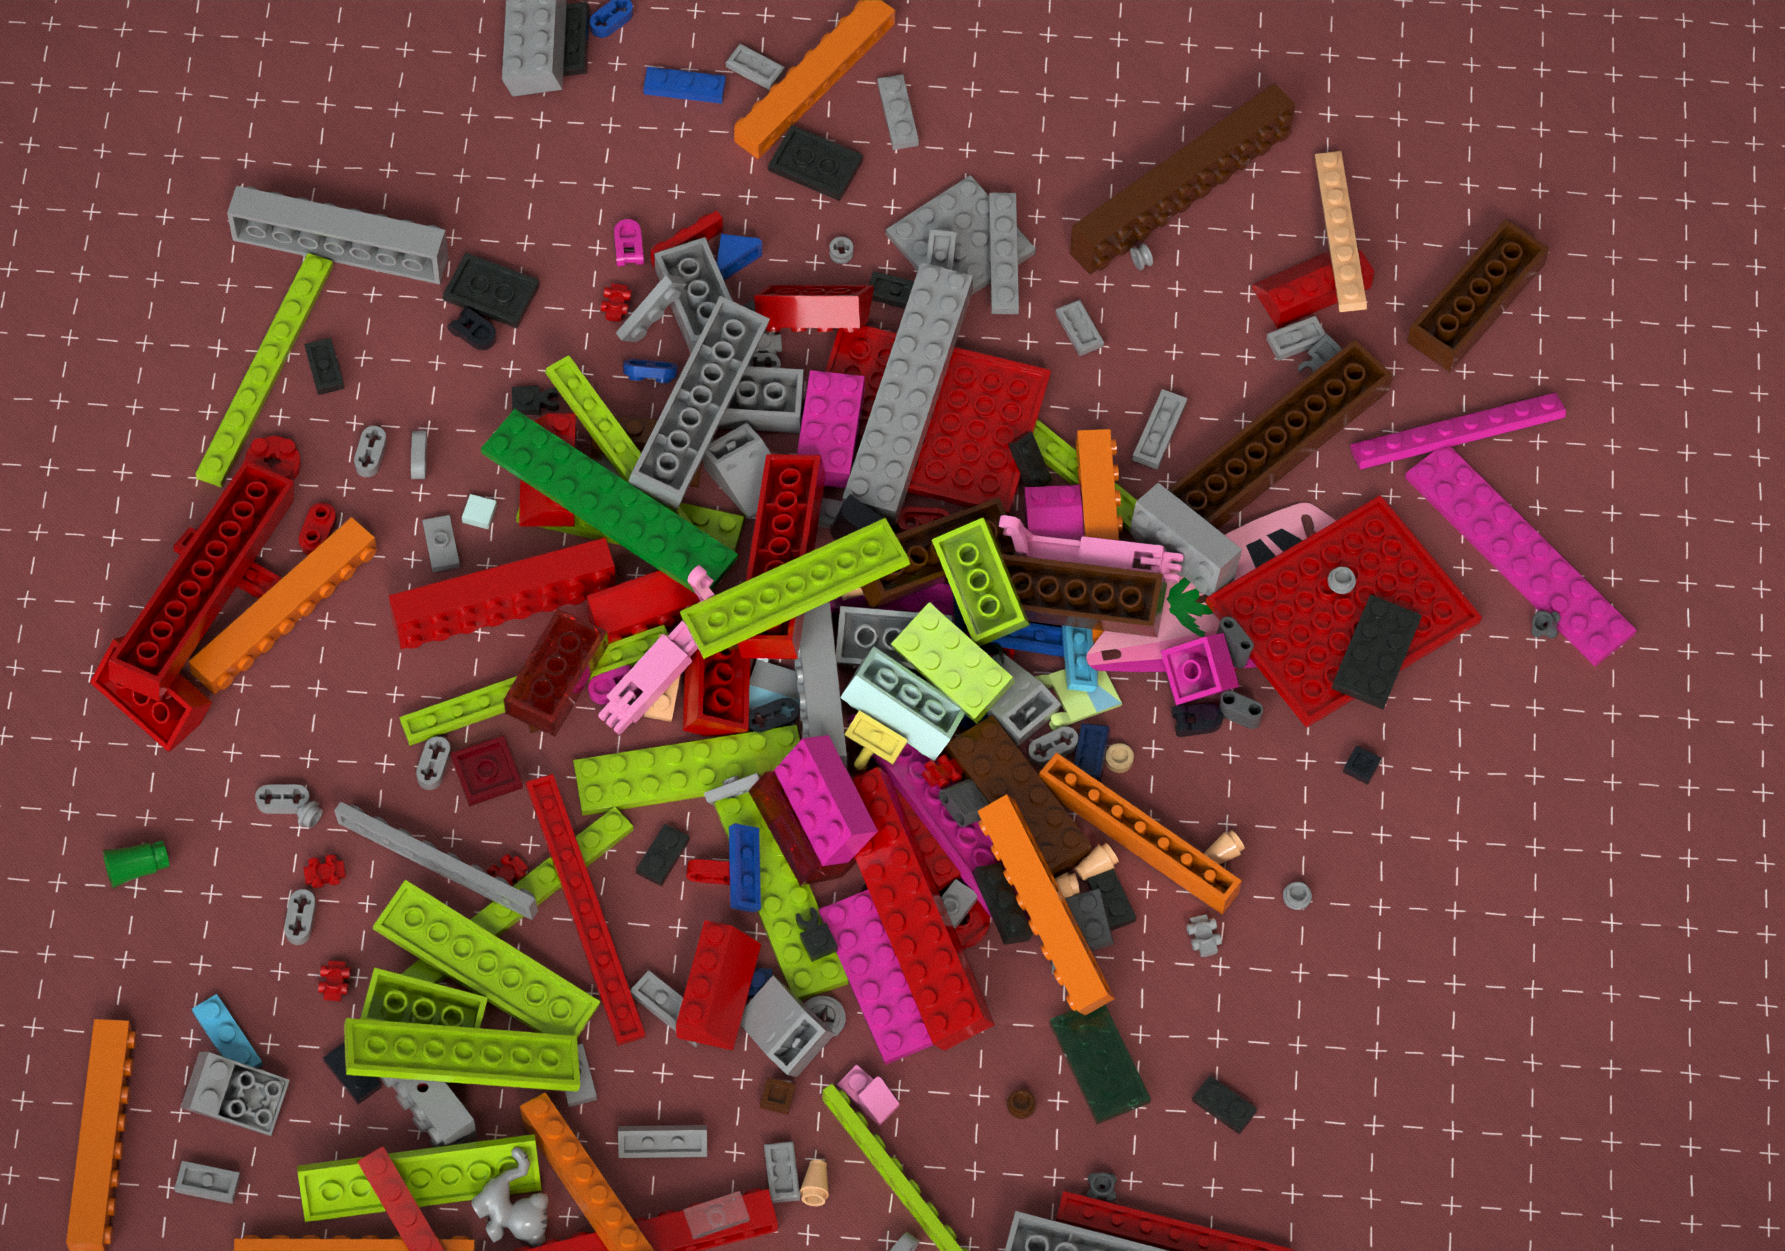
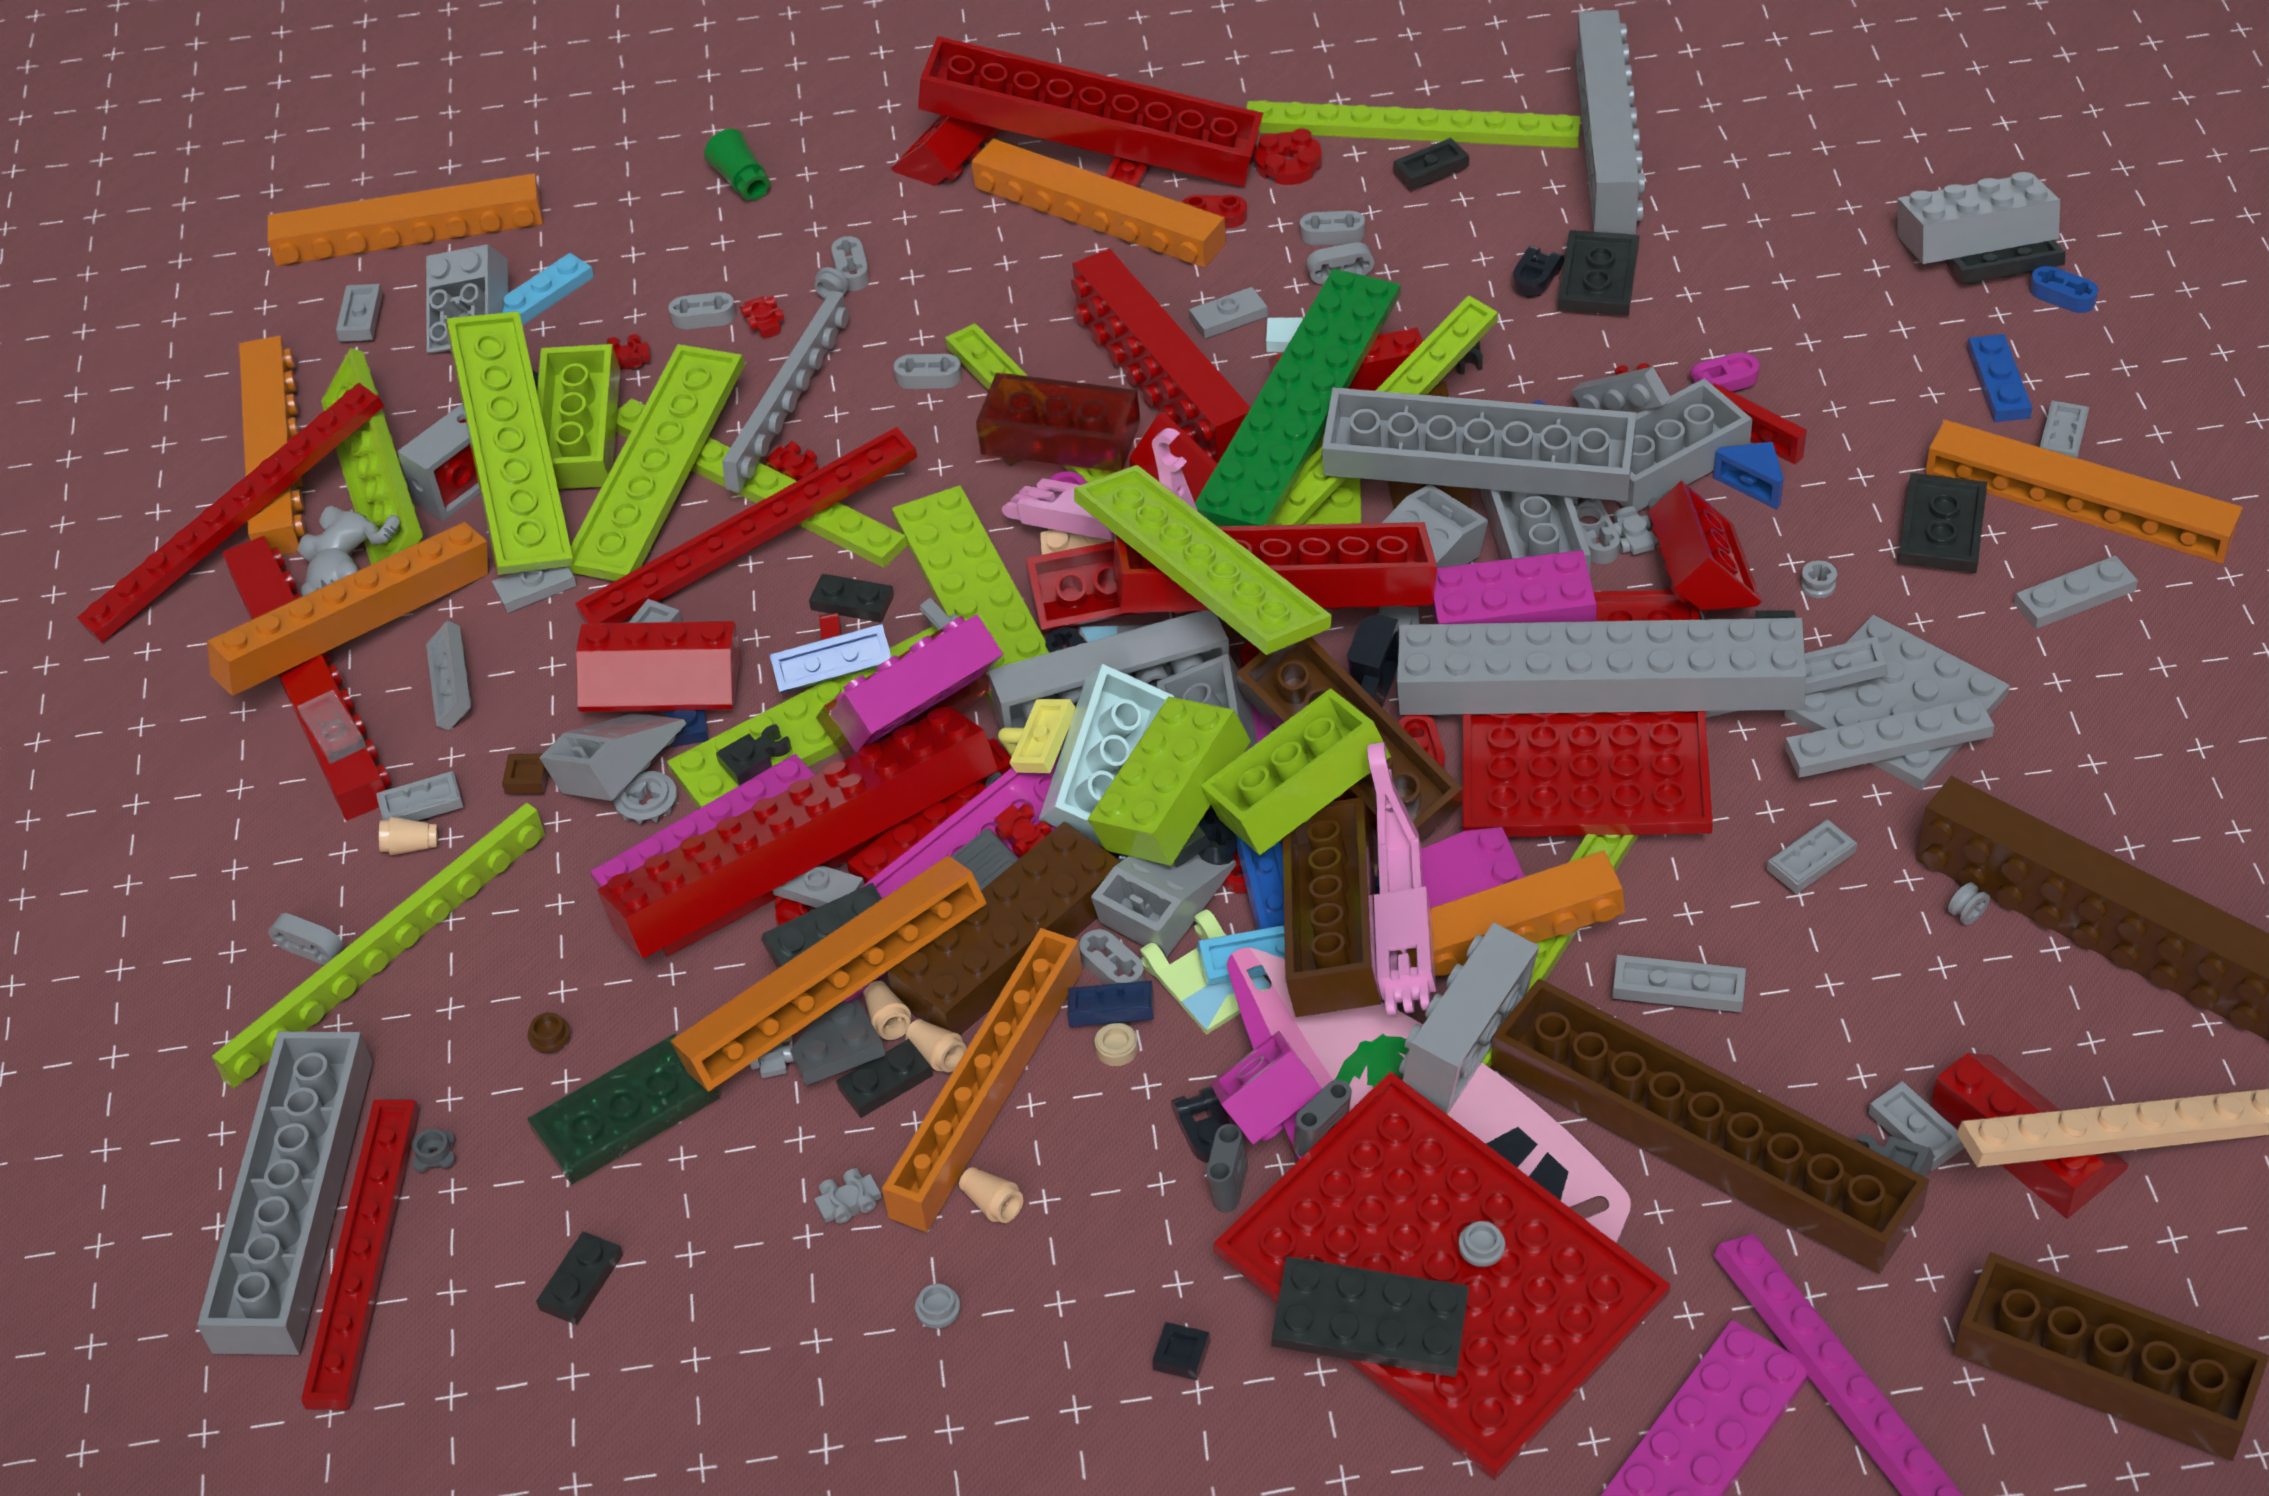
camera: 85 degrees right, 15 degrees down
(486, 770) = (927, 413): dark red plate -> none
(869, 1094) = (540, 866): bright pink slope -> none
(1030, 460) = (1551, 830): pearl dark grey plate -> none

